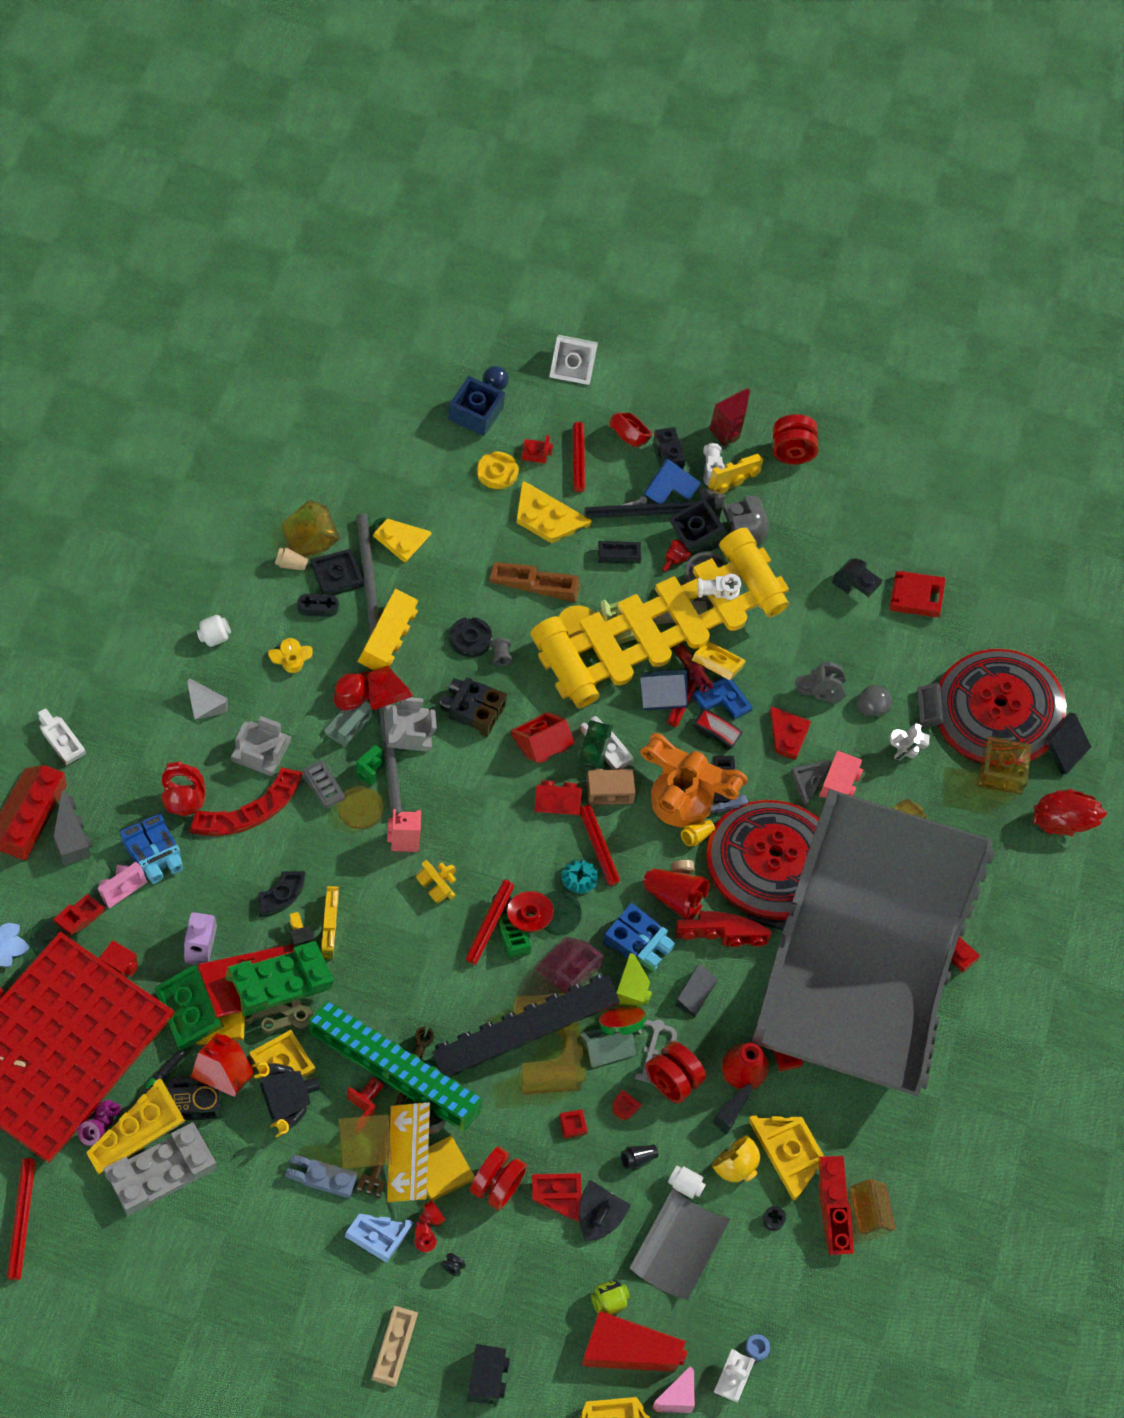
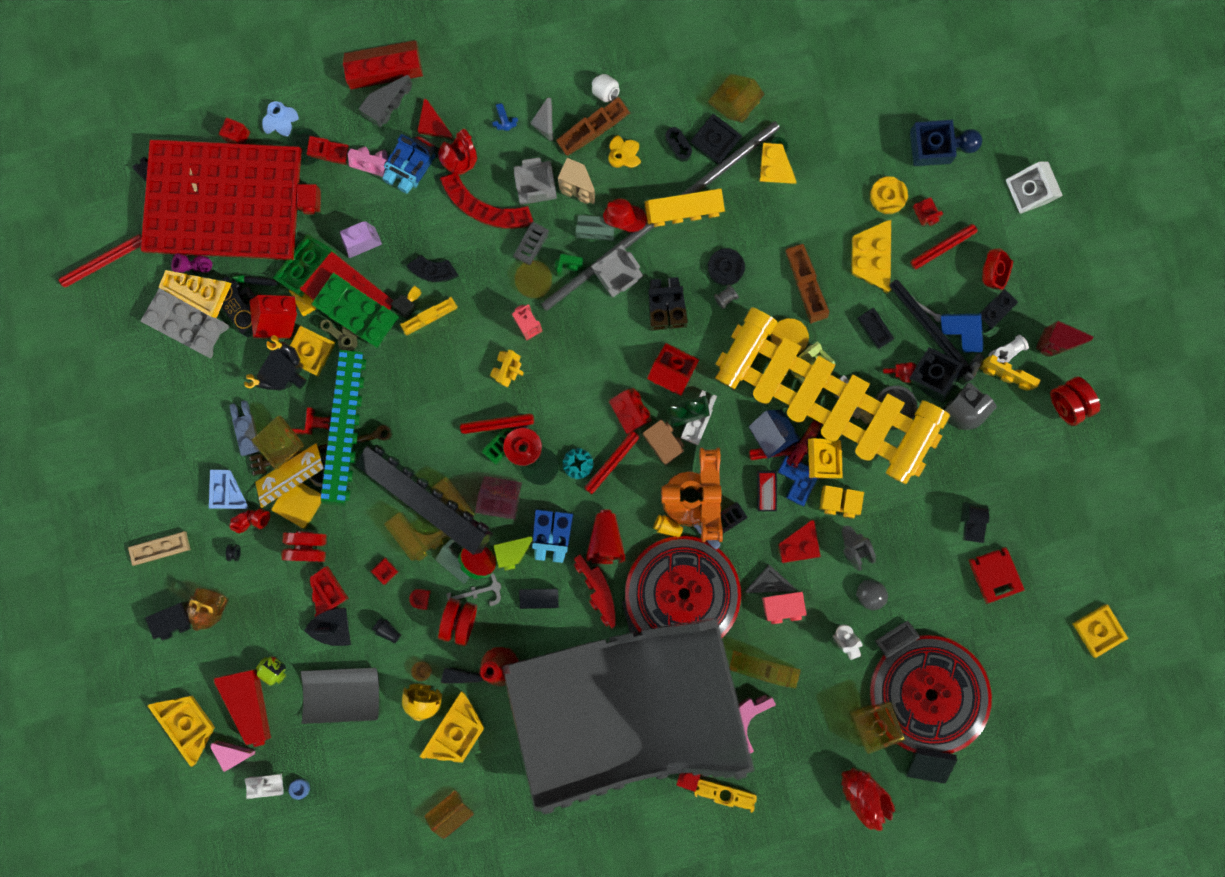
camera: 70 degrees right, 25 degrees up
(60, 737) = (452, 46): white hinge -> none
(125, 804) = (431, 123): none -> red tile
(152, 815) = (425, 146): none -> black slope
(179, 739) = (506, 124): none -> blue piece
(243, 664) = (593, 126): none -> dark orange slope
(290, 560) = (702, 100): tan cone -> none
(294, 704) = (576, 182): none -> tan slope
(386, 688) = (631, 235): red wing -> none
(501, 1324) = (205, 608): none -> clear orange helmet
(683, 866) = (630, 532): tan tile -> none
(687, 1182) = (386, 675): white brick -> none
(703, 1148) = (421, 671): none -> clear orange tile
(720, 587) = (878, 422): white connector -> none
(766, 676) = (851, 501): none -> yellow piece
(780, 1214) = (393, 747): black bush -> none
(835, 1206) = (430, 789): red slope -> none
(1007, 927) = (738, 797): none -> yellow piece
(1018, 547) = (1100, 631): none -> yellow tile

